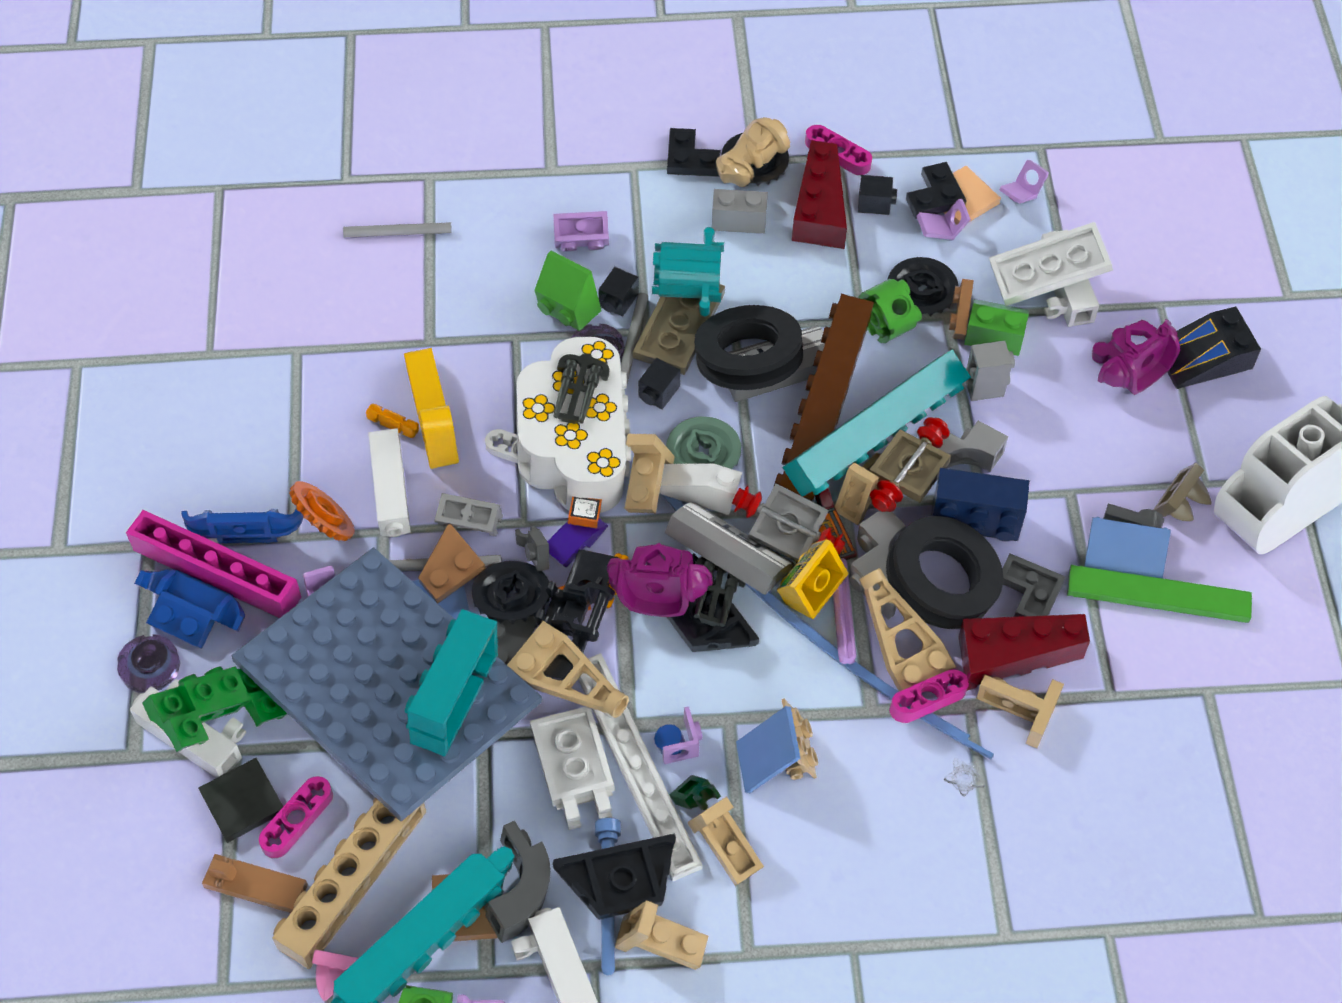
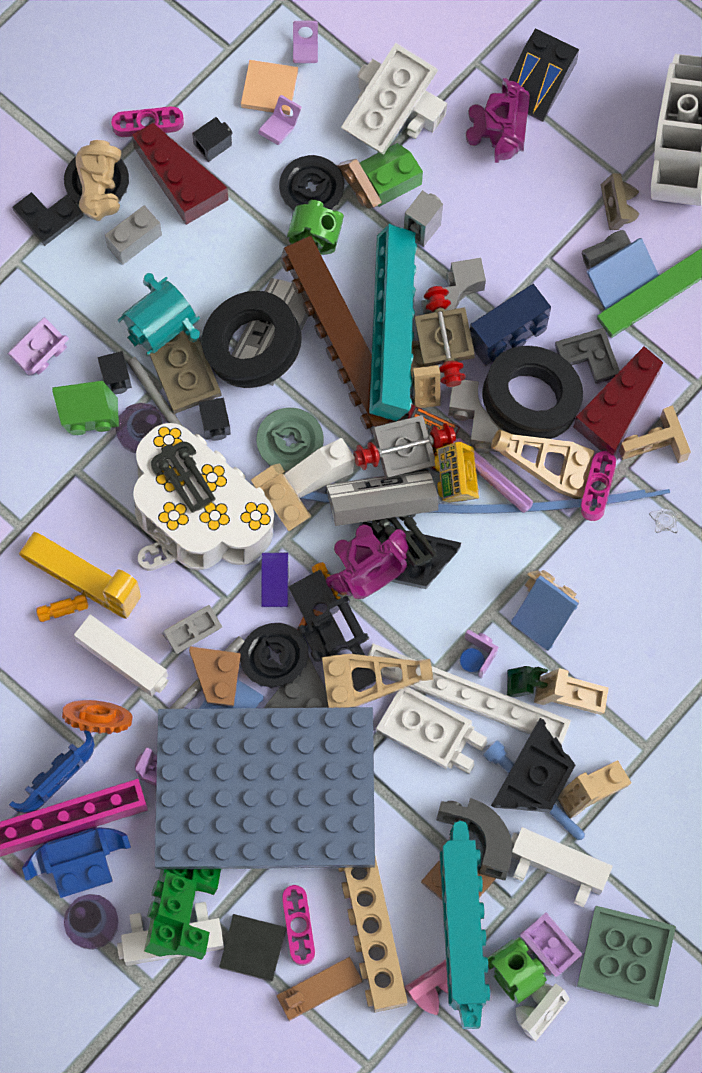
camera: 45 degrees left, 15 degrees up
(448, 685) = (325, 753): teal piece -> none
(535, 547) = (261, 611): dark grey plate -> none
(584, 512) = (268, 558): tile -> none
(940, 193) = (258, 99): black plate -> none

